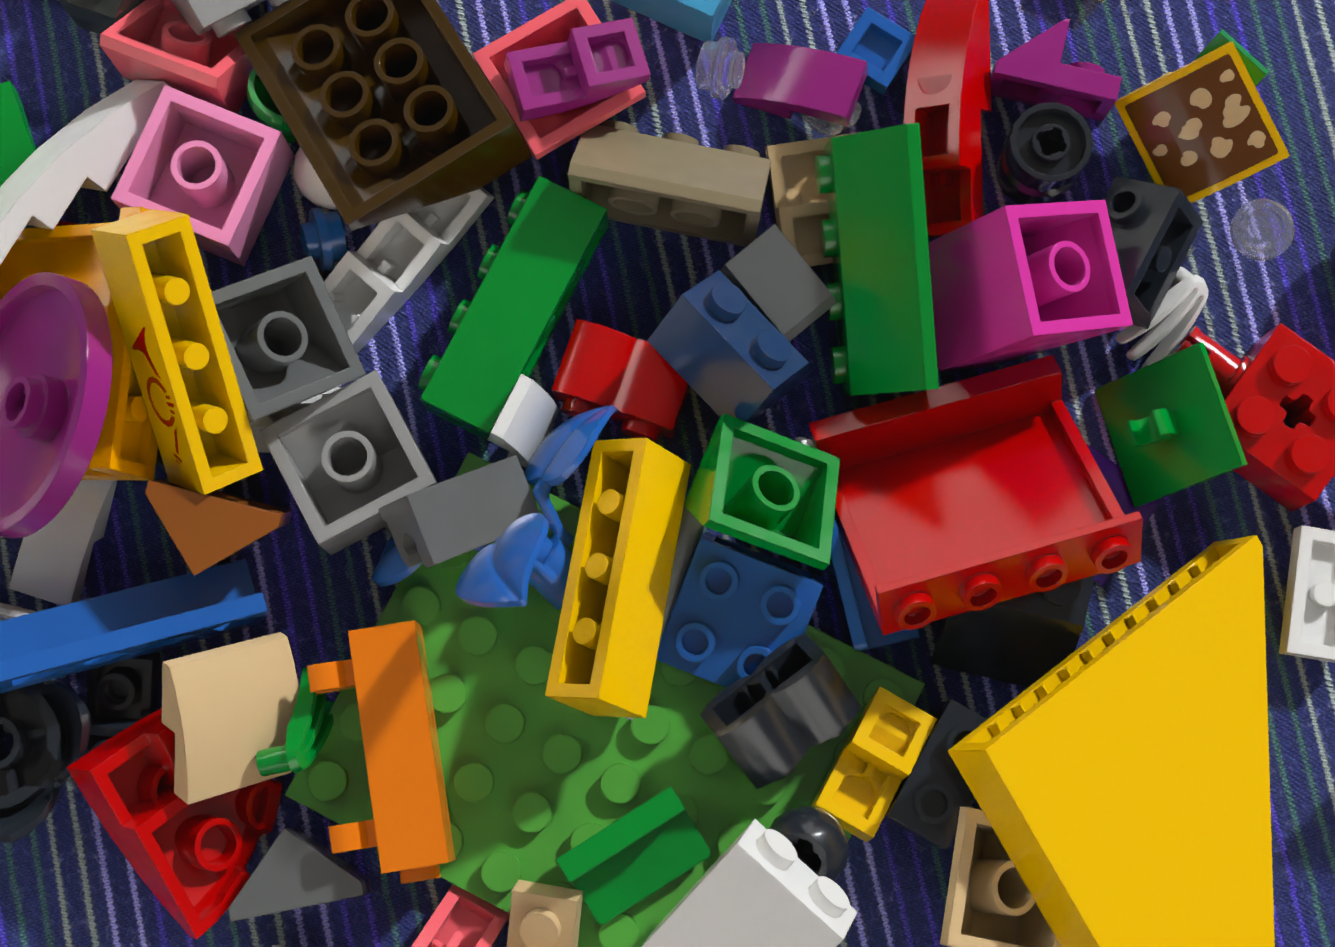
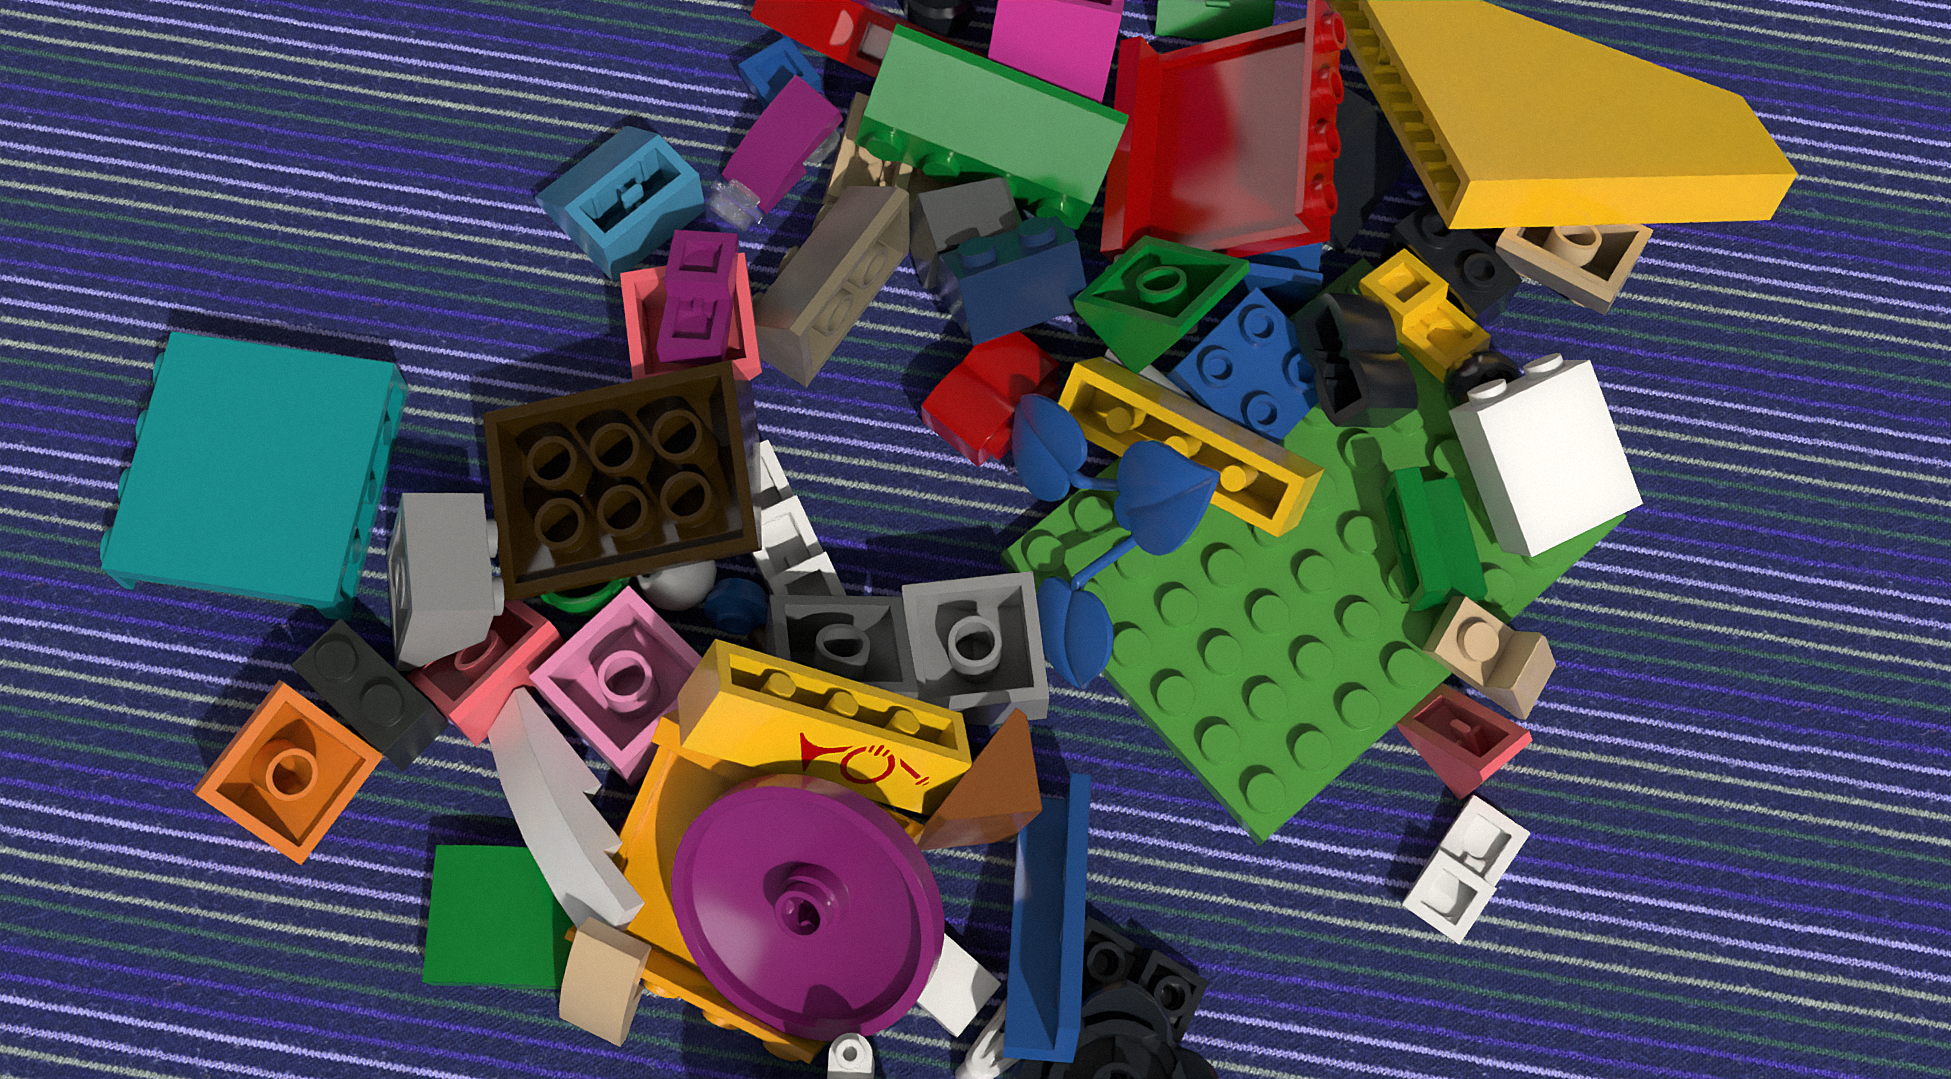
camera: 70 degrees left, 10 degrees down
(182, 851) = (1229, 929): red brick -> none
(225, 711) = (1179, 841): tan slope -> none
(295, 876) = (1348, 858): dark grey slope -> none
(304, 734) = (1238, 795): green piece -> none
(399, 749) = (1269, 702): orange brick -> none
(459, 513) = (1072, 555): dark grey hinge -> none
(515, 306) = (888, 457): green brick -> none
(524, 420) = (1001, 483): white slope -> none

